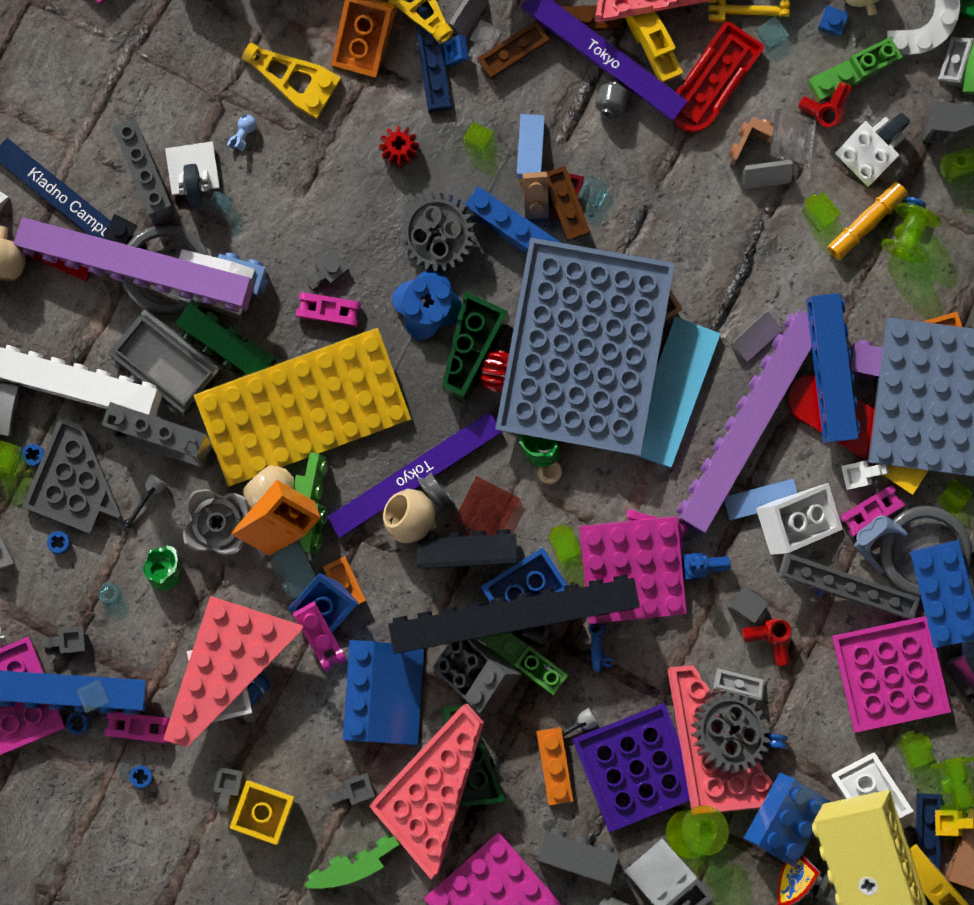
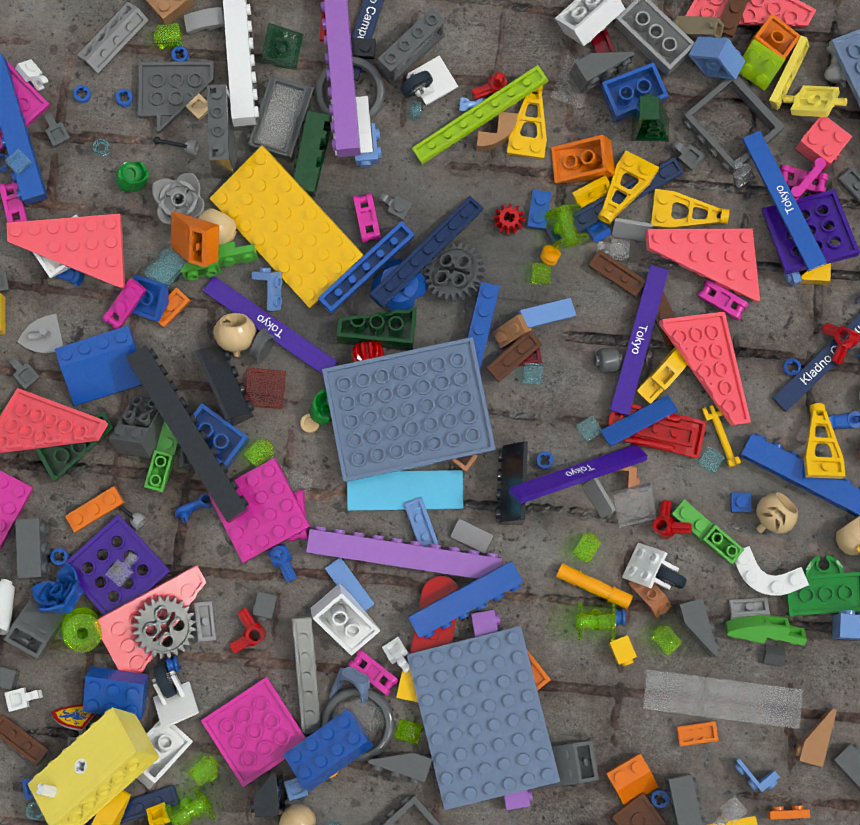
camera: 75 degrees right, 0 degrees up
(28, 585) = (77, 90): none -> blue bush
(76, 328) = (282, 47): none -> clear green slope
(109, 456) = (198, 107): none -> tan plate
(230, 98) = (494, 84): none -> red axle
(260, 128) = (480, 114): none -> lime tile
(285, 106) = (506, 125): none -> medium nougat brick
(315, 752) = (42, 335): none -> light grey shield
(365, 445) = (274, 285): none -> medium blue bracket
(393, 332) = (366, 268): none -> blue brick
(400, 108) = (539, 206): none -> blue plate
(403, 254) = (426, 252): none -> dark blue tile
(405, 39) = (591, 192): none -> yellow plate
(436, 83) = (565, 227): none -> clear neon green hose
(460, 116) = (550, 255): none -> light orange tile
(602, 833) = (58, 562): none -> blue bush
(645, 759) = (121, 570): none -> clear plate
(645, 843) = (58, 595): none -> blue brick
(682, 154) = (589, 428): none -> clear light blue tile
(698, 93) = (639, 421): none -> blue slope
(703, 213) = (550, 461): none -> blue bush
(717, 388) = (420, 522): none -> medium blue tile
(718, 261) = (511, 473): none -> black slope
(739, 182) = (577, 474): none -> dark purple tile
(824, 755) = (172, 702): none -> white plate
(910, 157) = (653, 597): none -> nougat bracket
(954, 218) = (622, 650): none -> yellow brick

